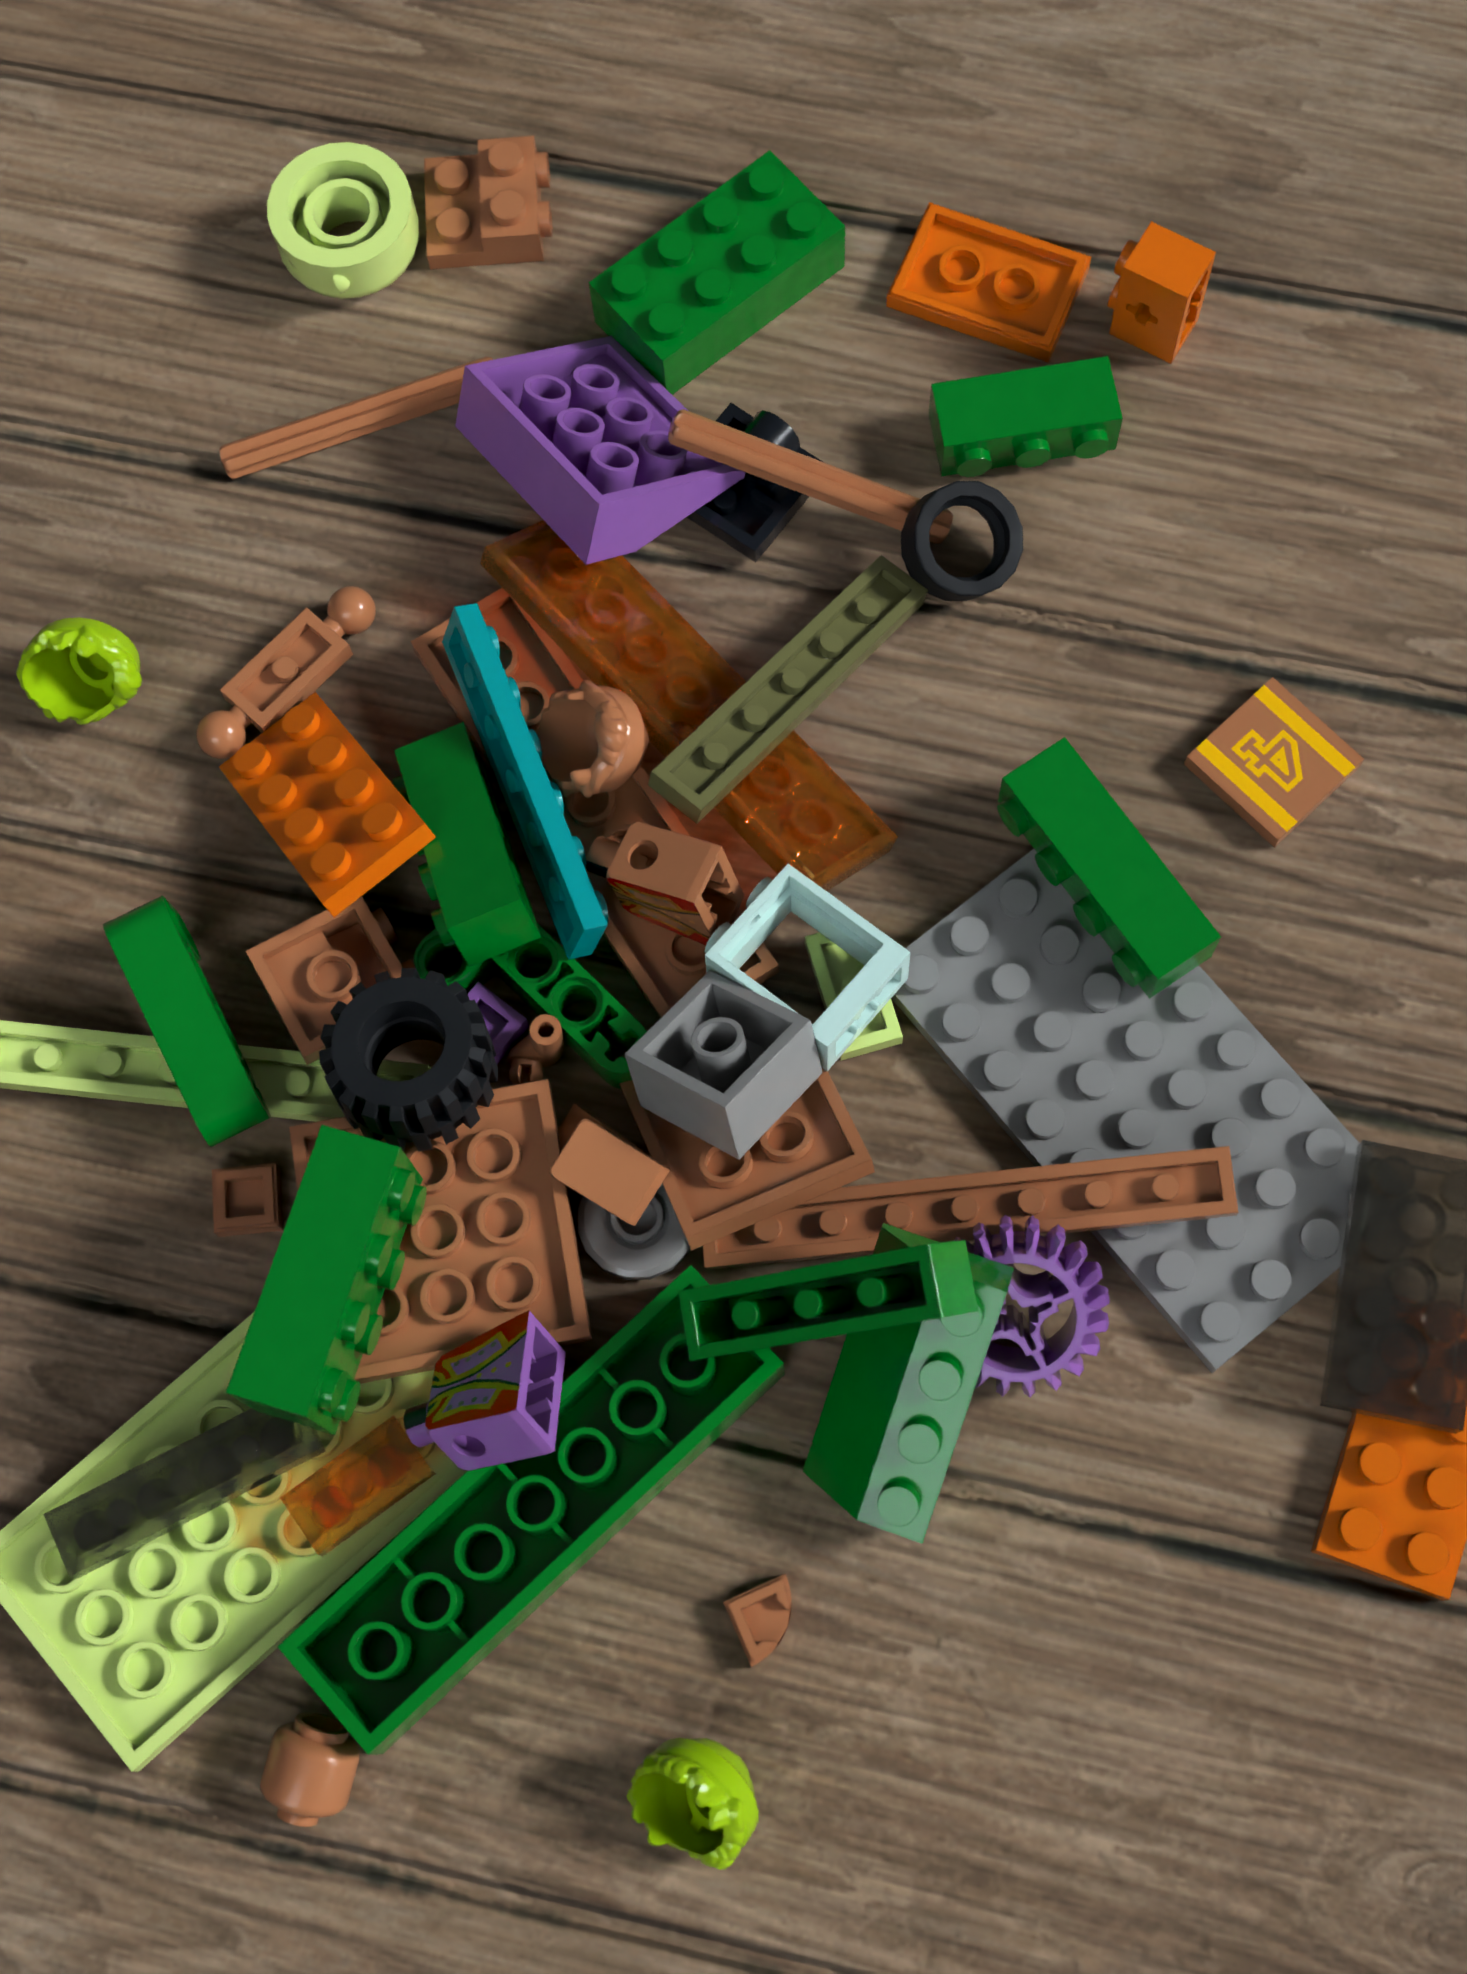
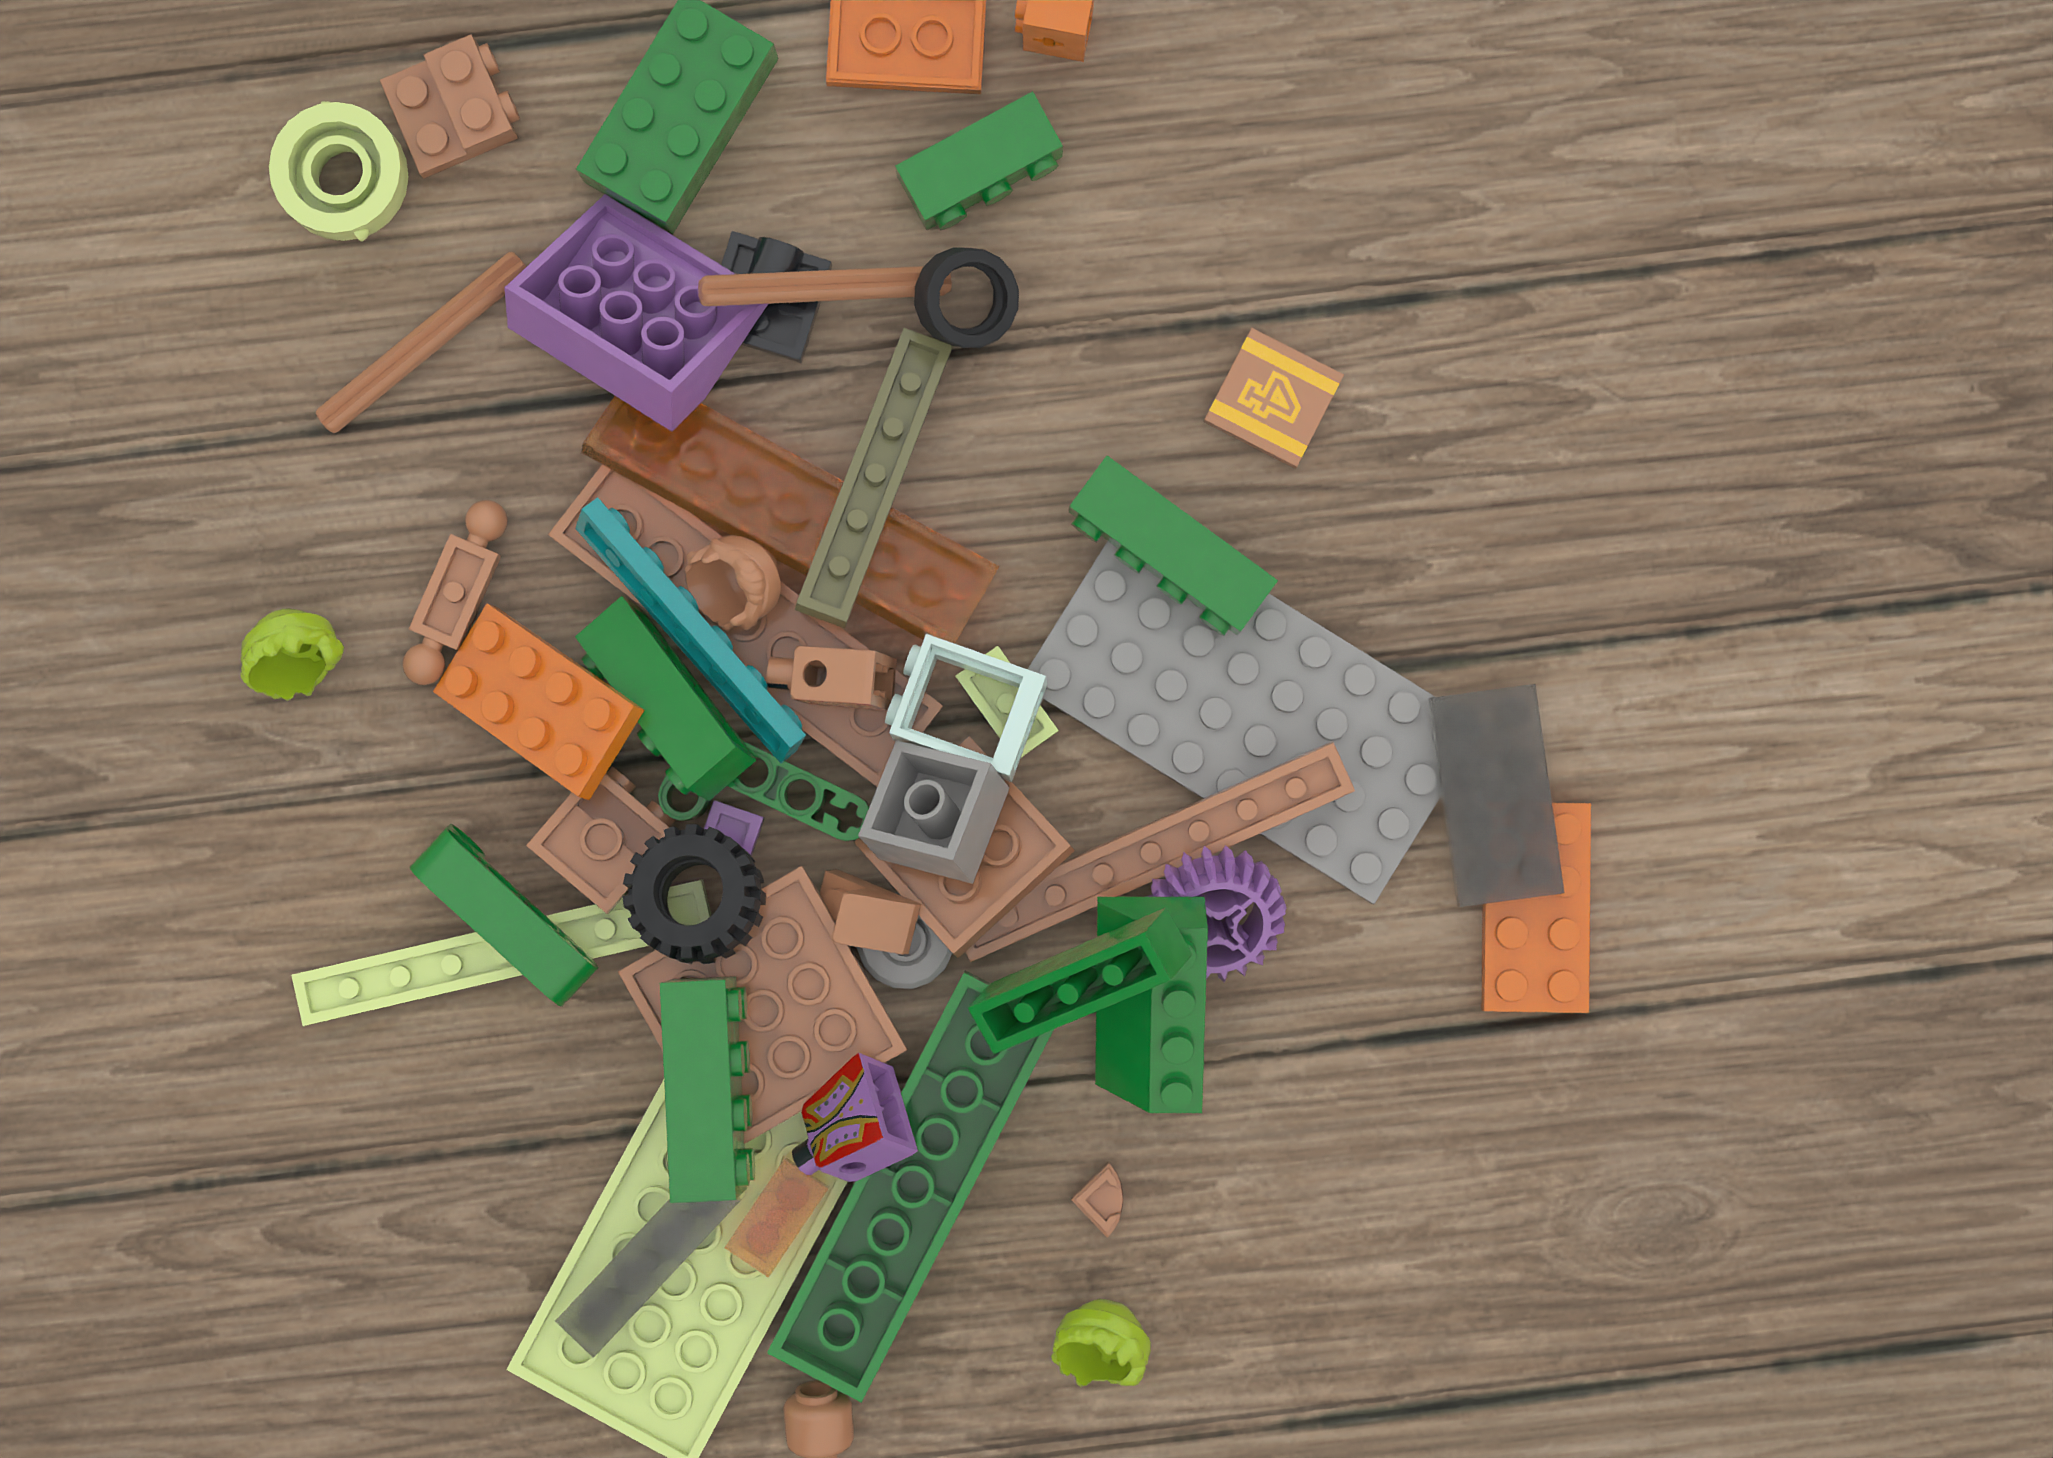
camera: 25 degrees left, 15 degrees up
(247, 1200) = (600, 1029): nougat tile -> none
(537, 1050) = (776, 840): nougat arm -> none

